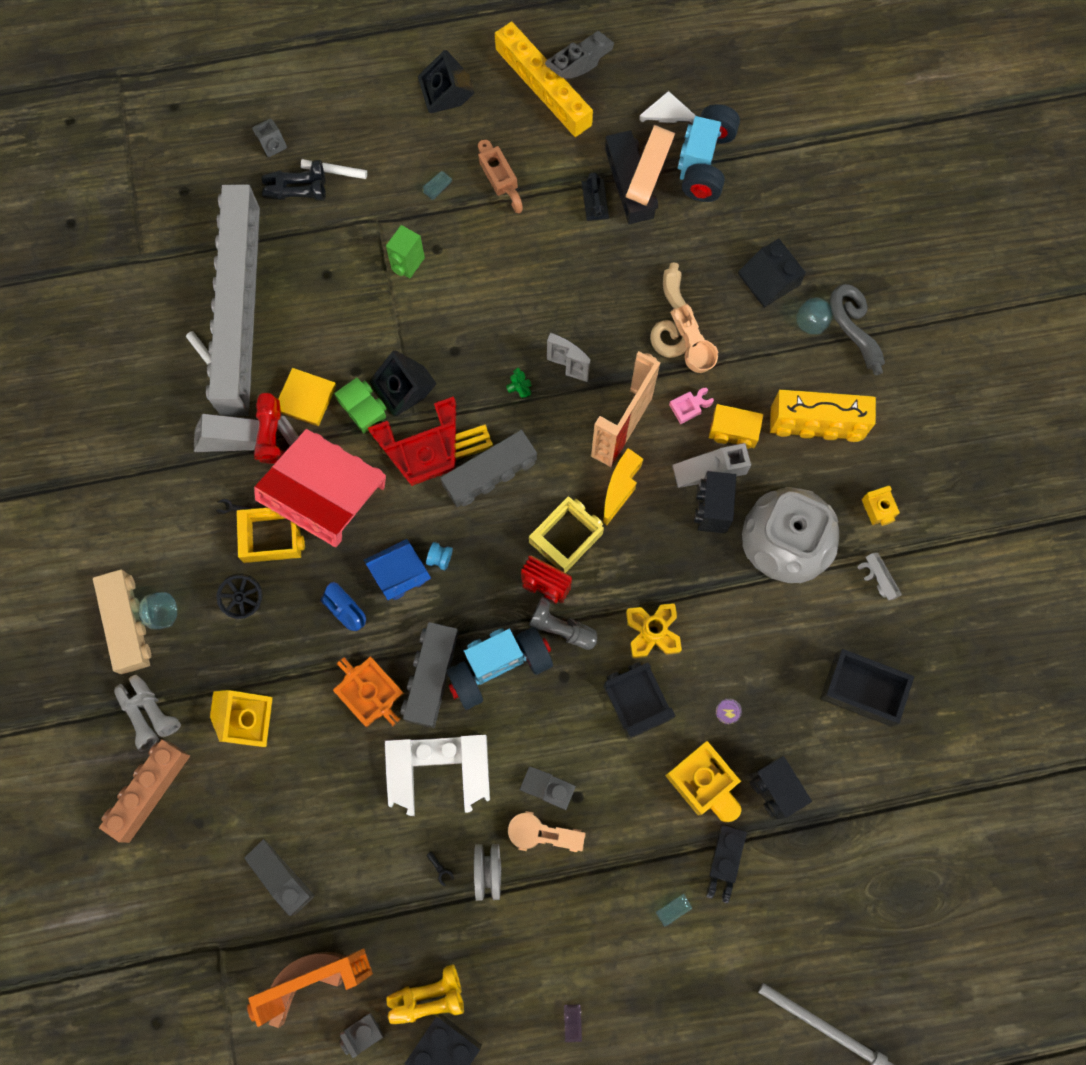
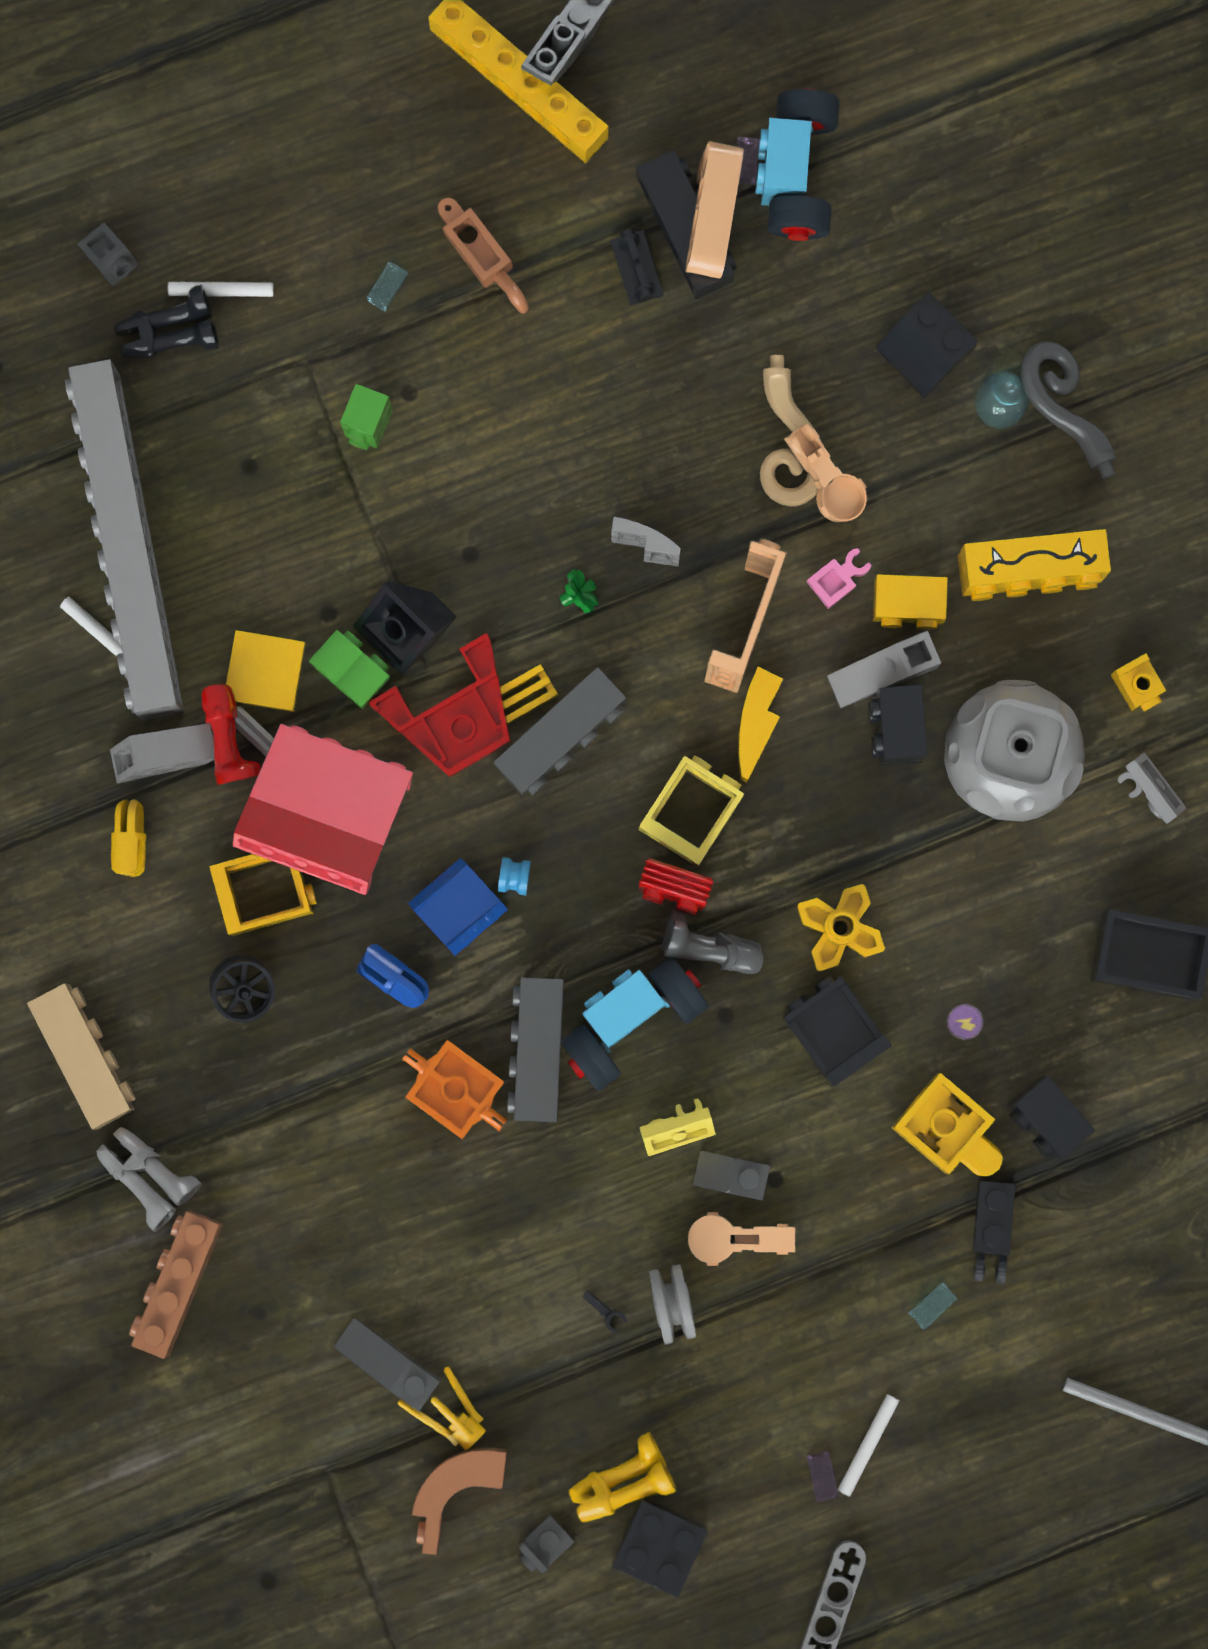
camera: 10 degrees left, 10 degrees up
(158, 610) = (130, 1031): clear light blue hair -> none
(190, 486) = (128, 839): none -> yellow arm
(231, 507) = (193, 859): black hand -> none
(241, 717) = (285, 1159): yellow slope -> none
(269, 1004) = (518, 1454): orange panel -> none
(320, 936) = (464, 1428): none -> yellow plant
(445, 83) = (364, 113): black slope -> none
(464, 750) = (611, 1144): white wedge -> none
(515, 749) = (674, 1132): none -> light yellow plate
(610, 1006) = (868, 1445): none -> white bar
(669, 110) = (724, 92): white tile -> none
(674, 152) = (750, 159): none -> clear purple piece

